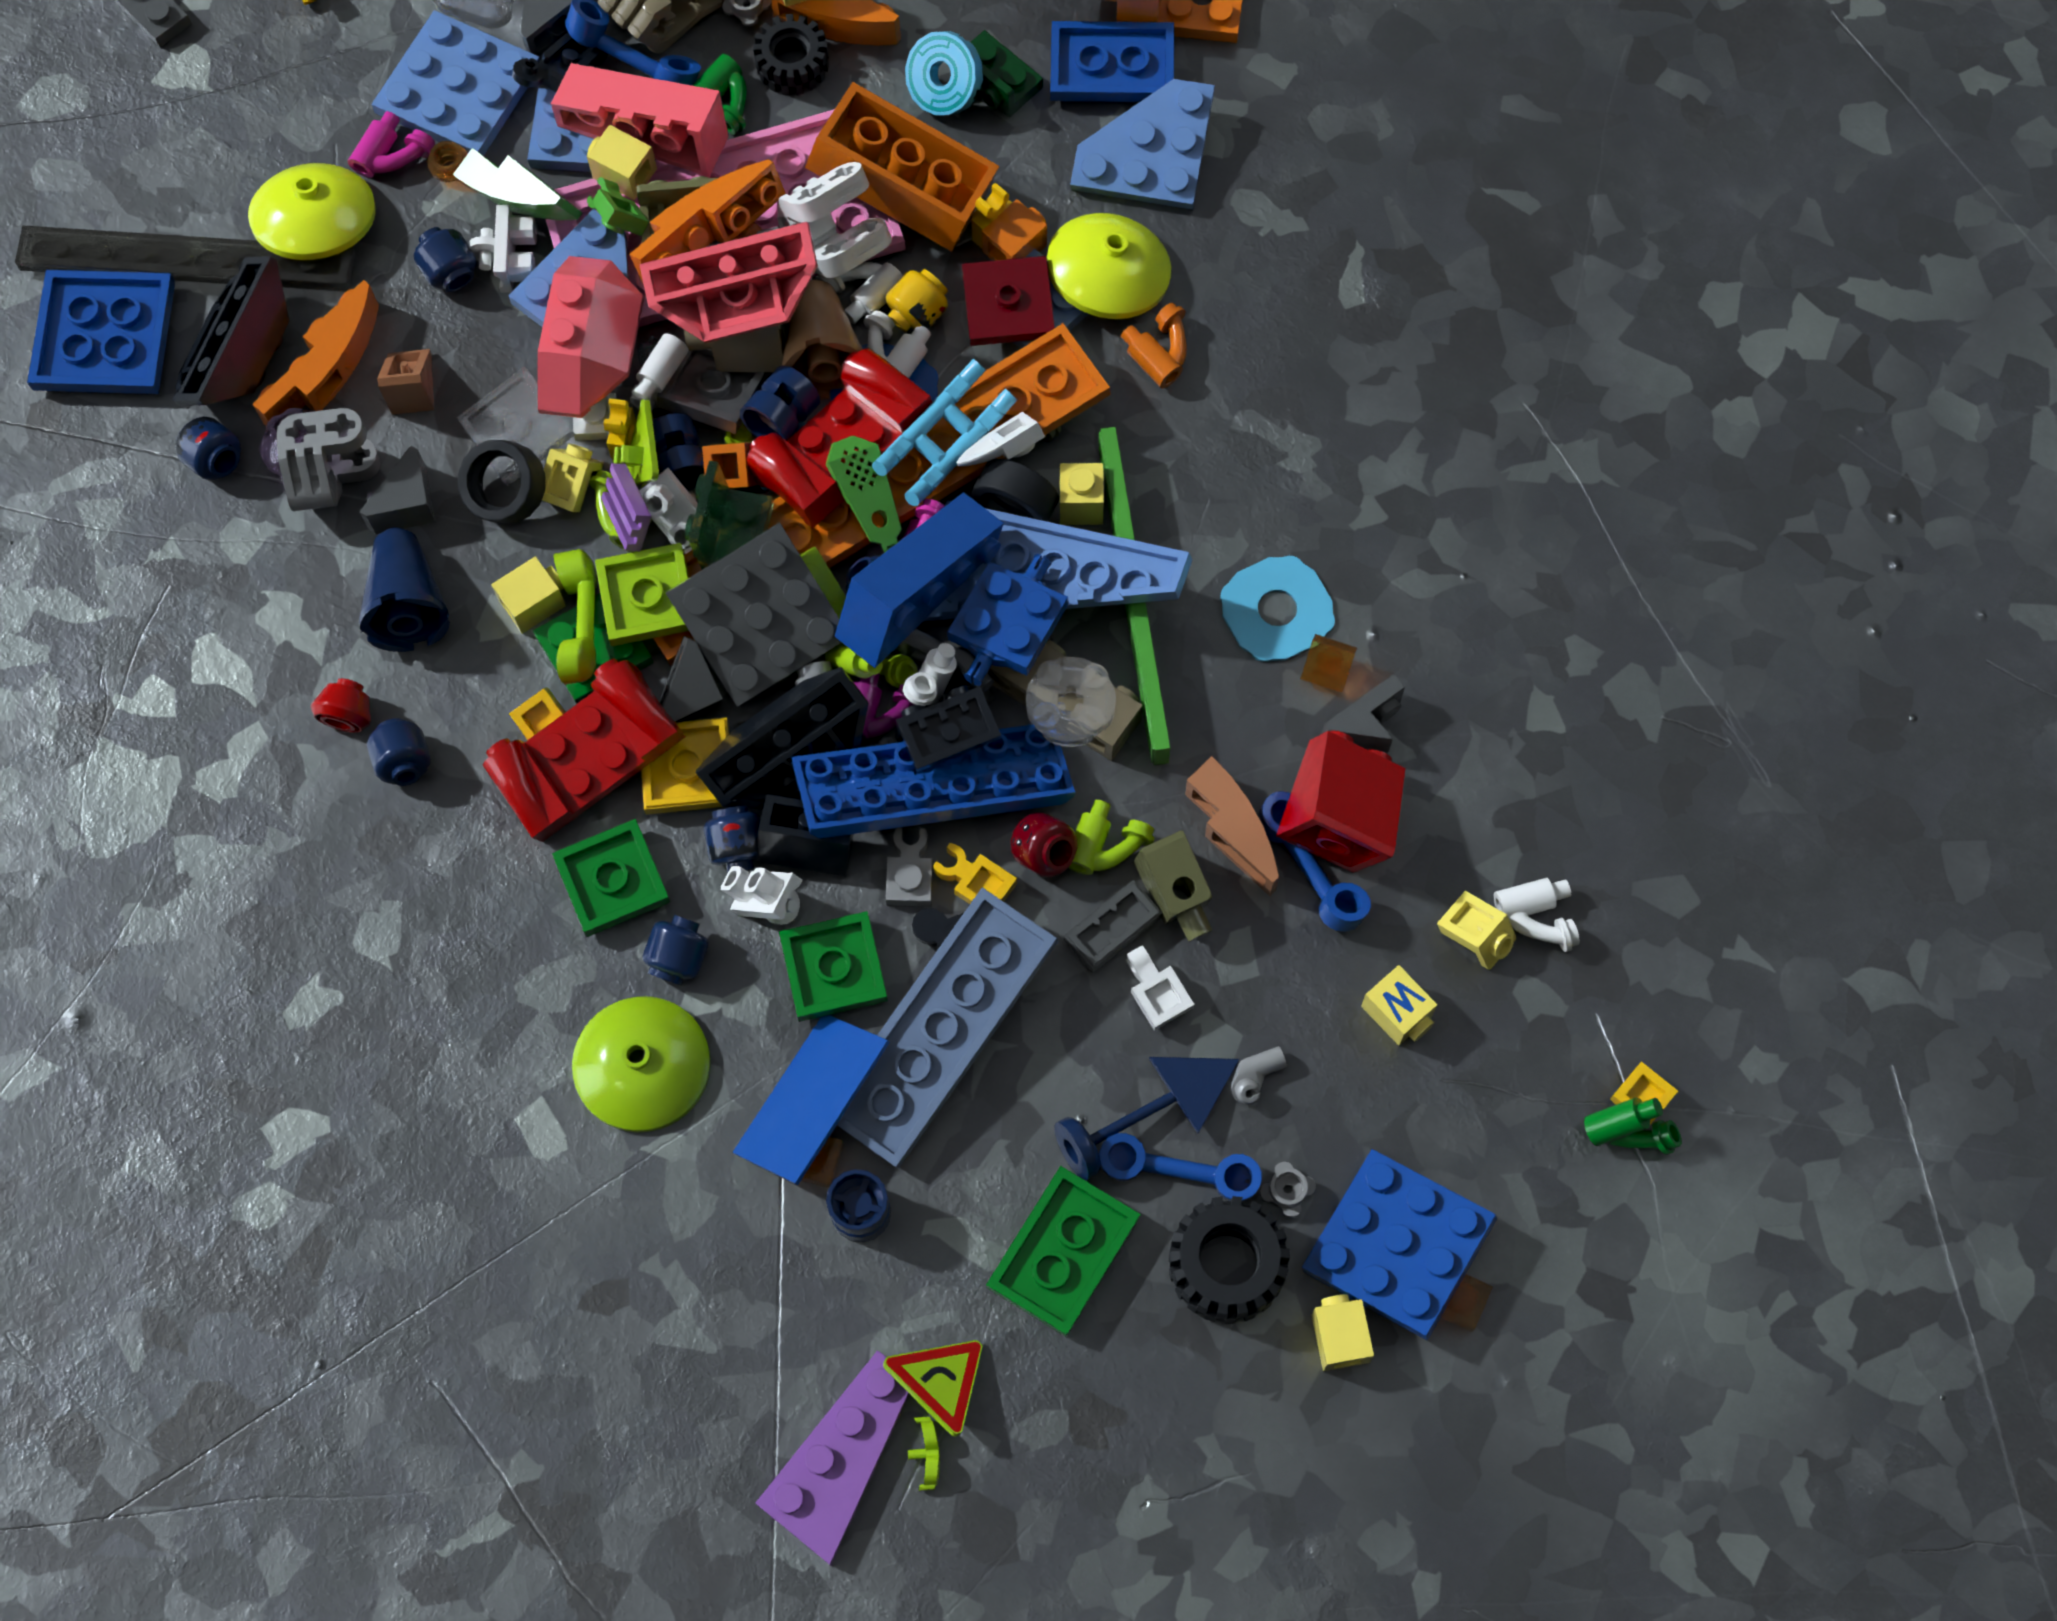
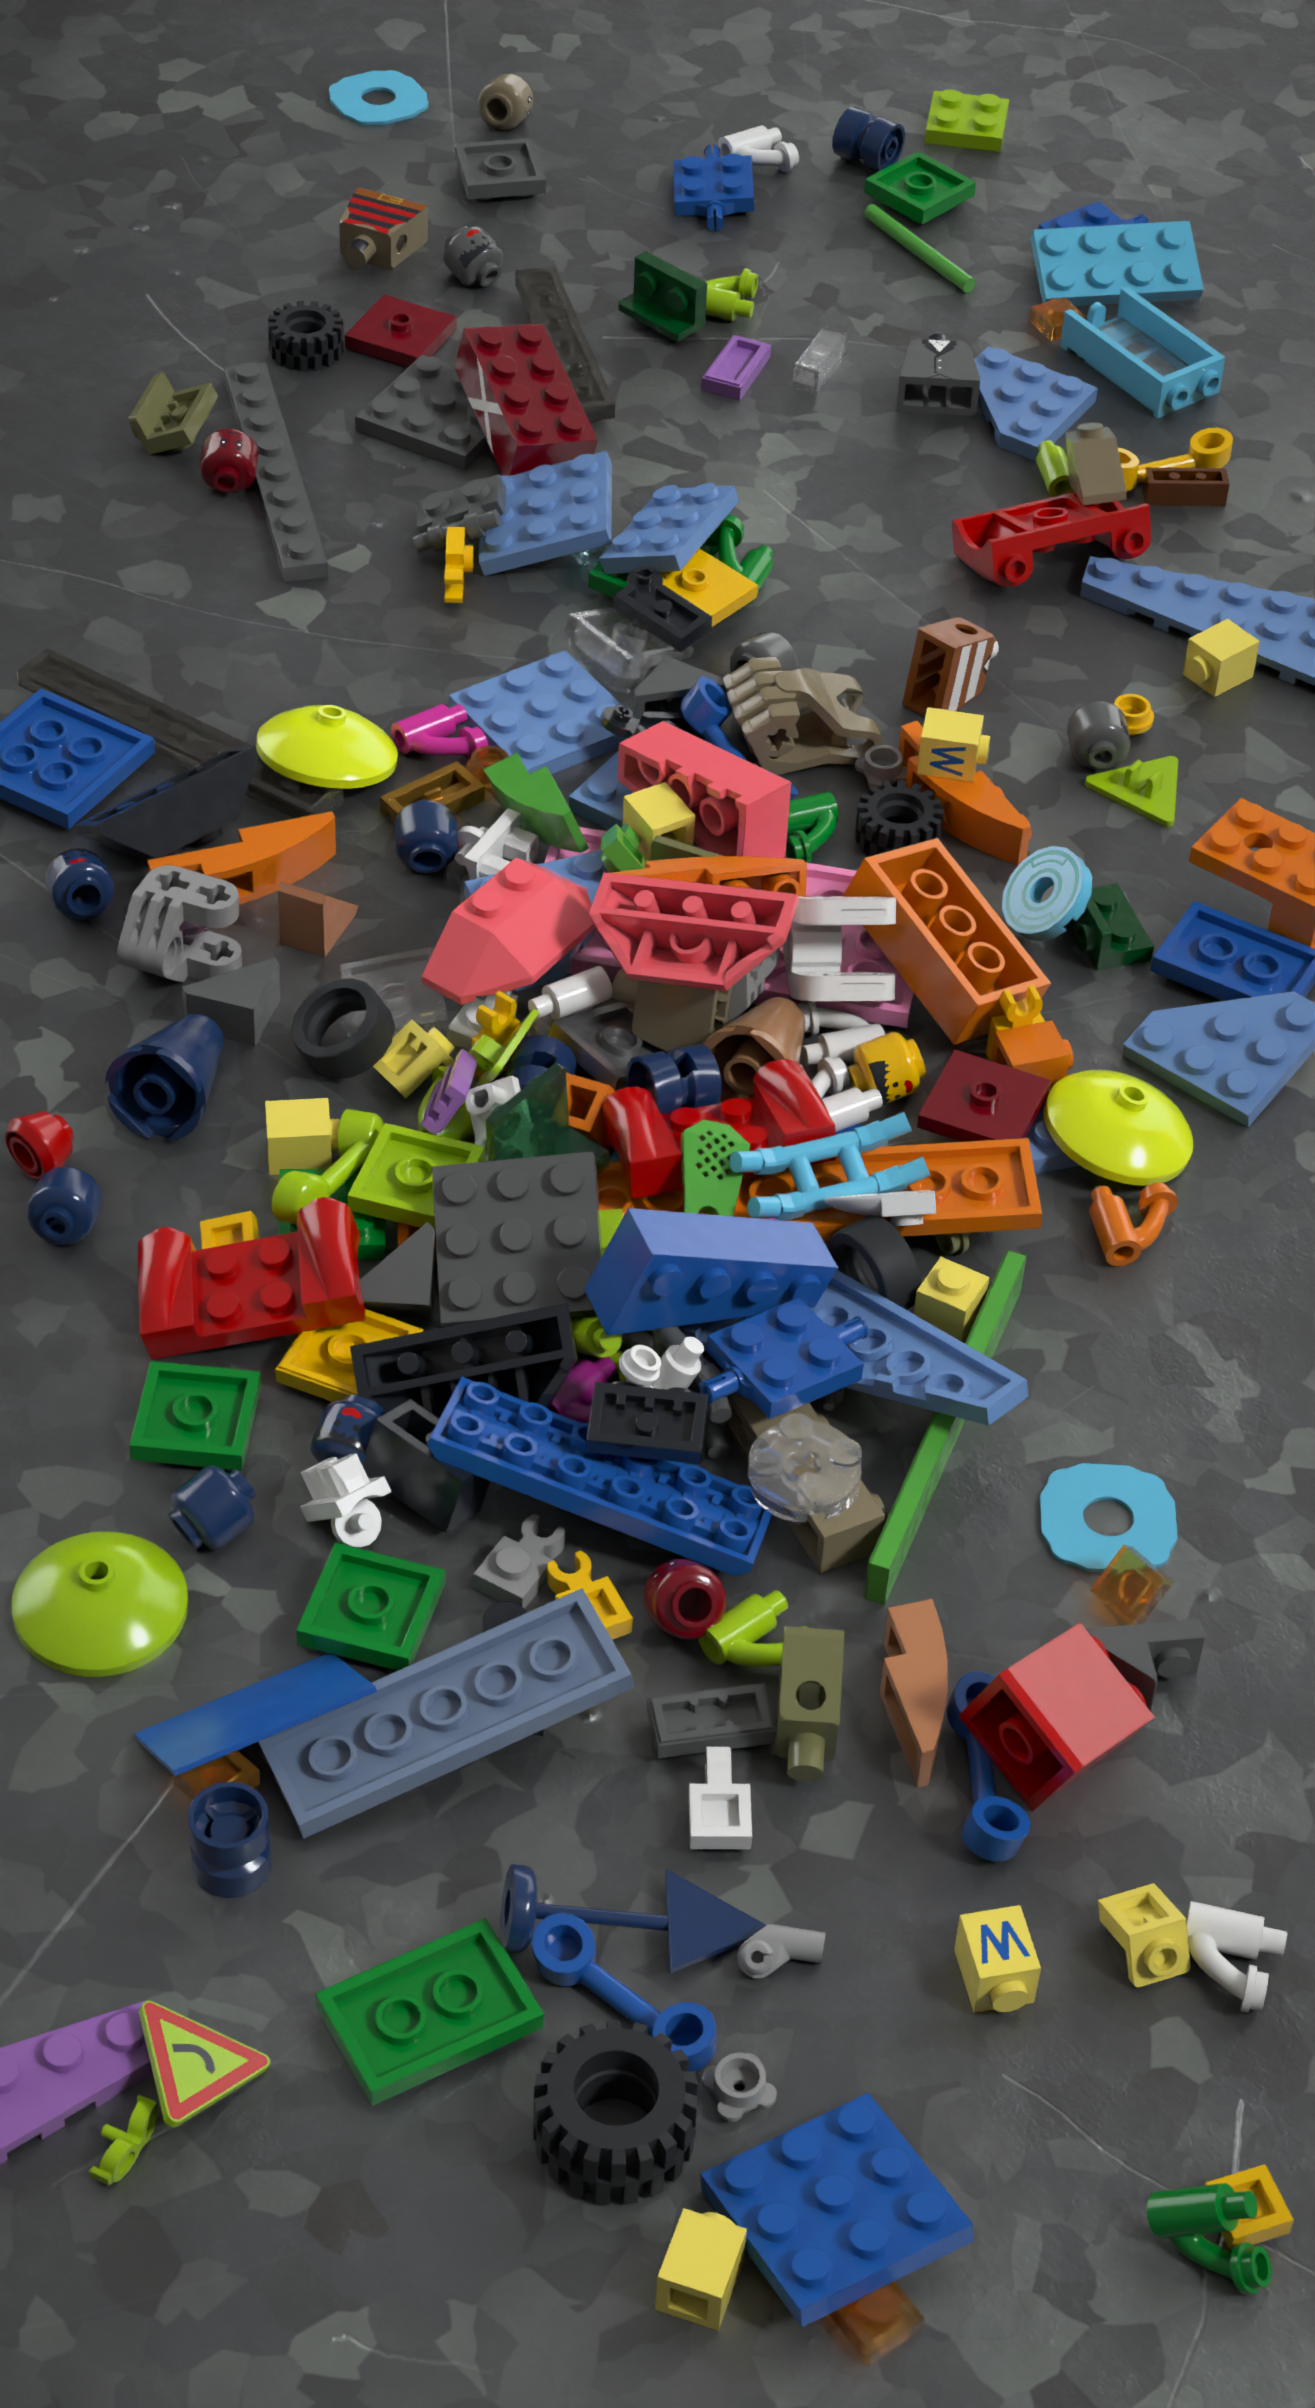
camera: 25 degrees right, 25 degrees down
(450, 192) = (456, 797): none -> pearl gold tile

